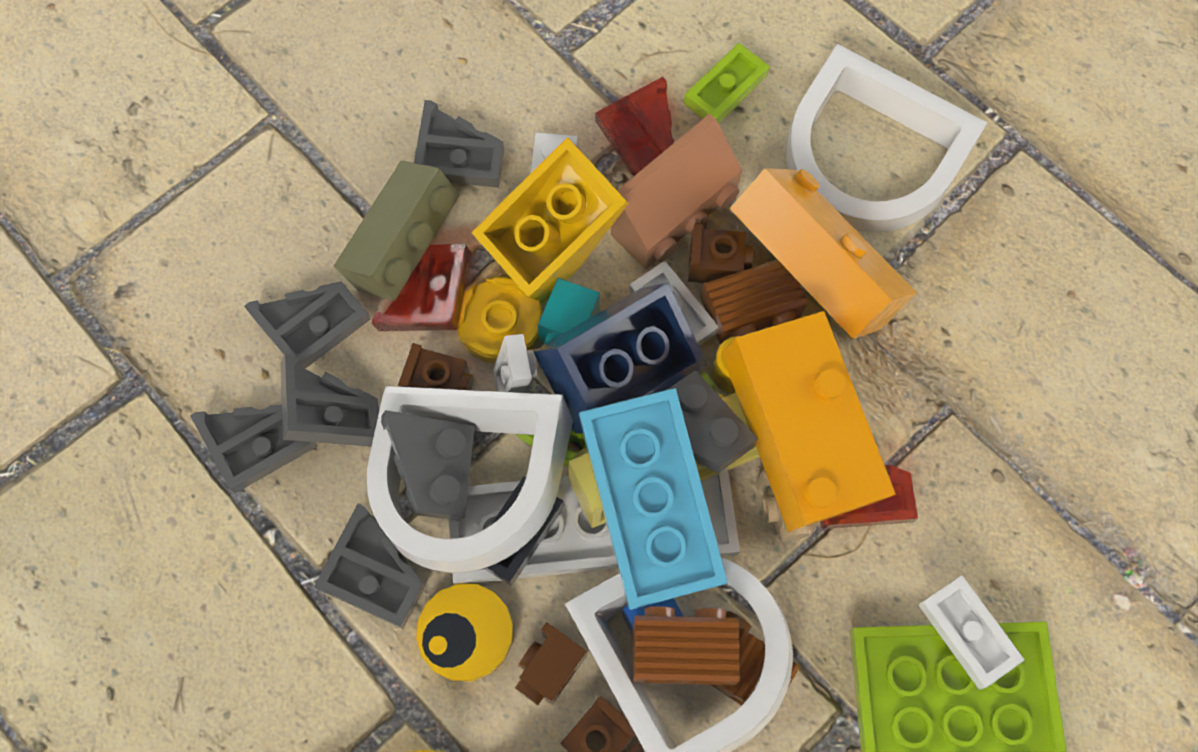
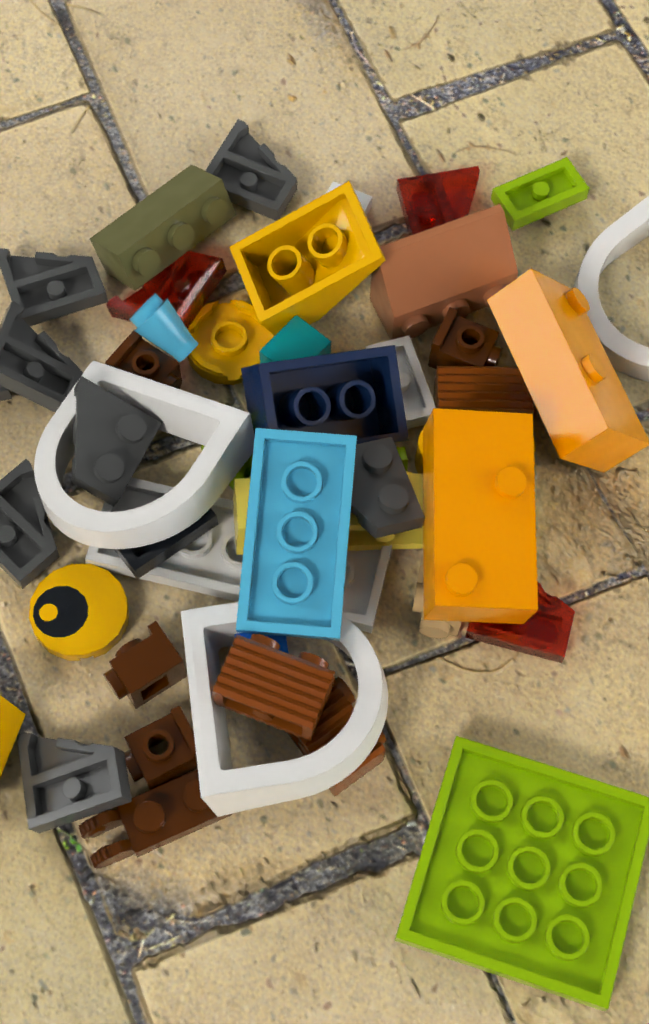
camera: 20 degrees right, 5 degrees down
(438, 331) = (163, 327): none -> medium azure cone
(514, 366) = (222, 375): white plate -> none
(971, 632) = (570, 777): white plate -> none

